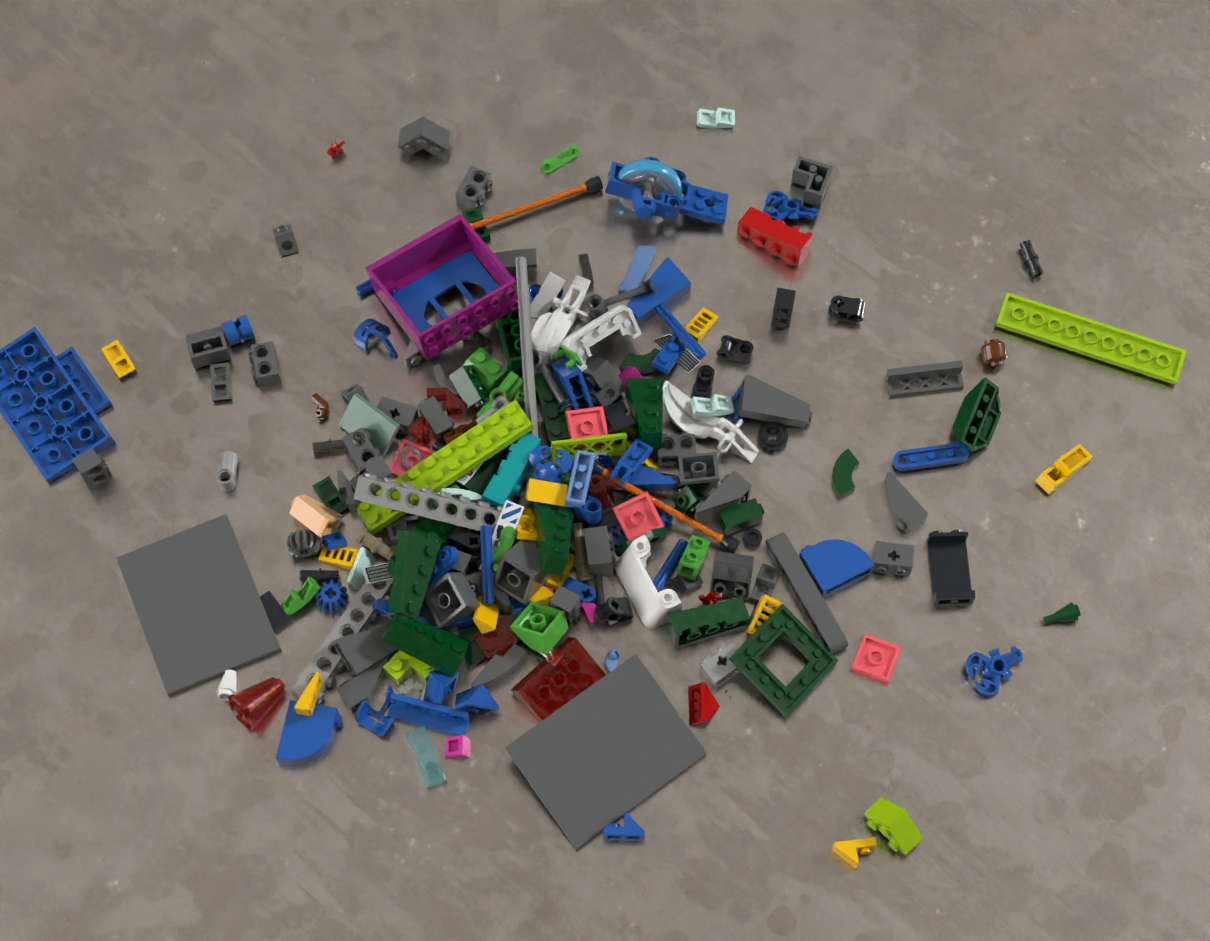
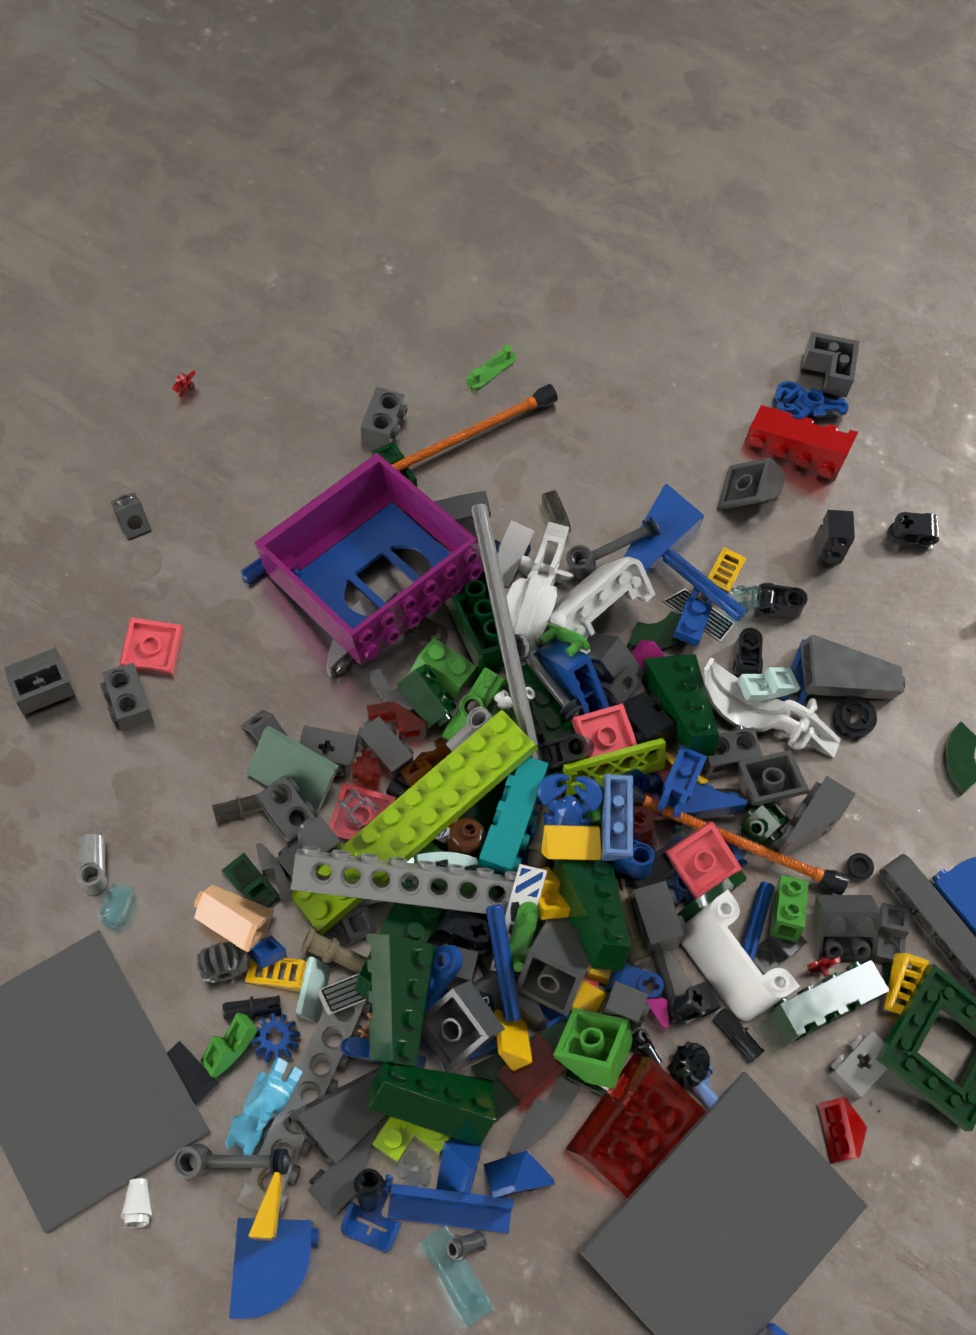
camera: 15 degrees left, 0 degrees up
(221, 381) = (64, 730): dark grey slope -> none
(238, 330) = (80, 651): blue wheel -> none
(240, 499) = (116, 905): none -> clear light blue brick
(256, 701) = (185, 1226): clear red cone -> none
(275, 664) = (277, 1161): none -> dark grey piece
(287, 332) = (152, 646): none -> coral tile
(322, 406) = (218, 748): reddish brown arm -> none
(322, 626) = (262, 1104): none -> medium azure animal
(362, 334) = (261, 638): blue helmet -> none
(376, 692) = (368, 1188): none -> black cone
(424, 135) = (303, 352): dark grey brick -> none
(437, 738) = (460, 1247): none -> dark grey pin
(457, 747) = (501, 1251): dark pink slope -> none
(477, 481) = (466, 837): none -> reddish brown head
(520, 393) = (505, 702): none -> white arm
(553, 432) = (561, 751): none -> black piece
(575, 631) = (644, 1045): none -> black arm
(608, 646) = (698, 1065): none -> black gear
(638, 268) = (624, 504): medium blue slope -> none
(640, 179) = (610, 384): blue piece -> none
(643, 635) = (738, 1034): none -> black axle
(711, 349) = (746, 591): none -> clear light blue piece
(716, 119) = (691, 295): light aqua slope -> none
(733, 263) = (751, 483): none -> dark grey slope
(741, 516) = (841, 838): dark green brick -> none

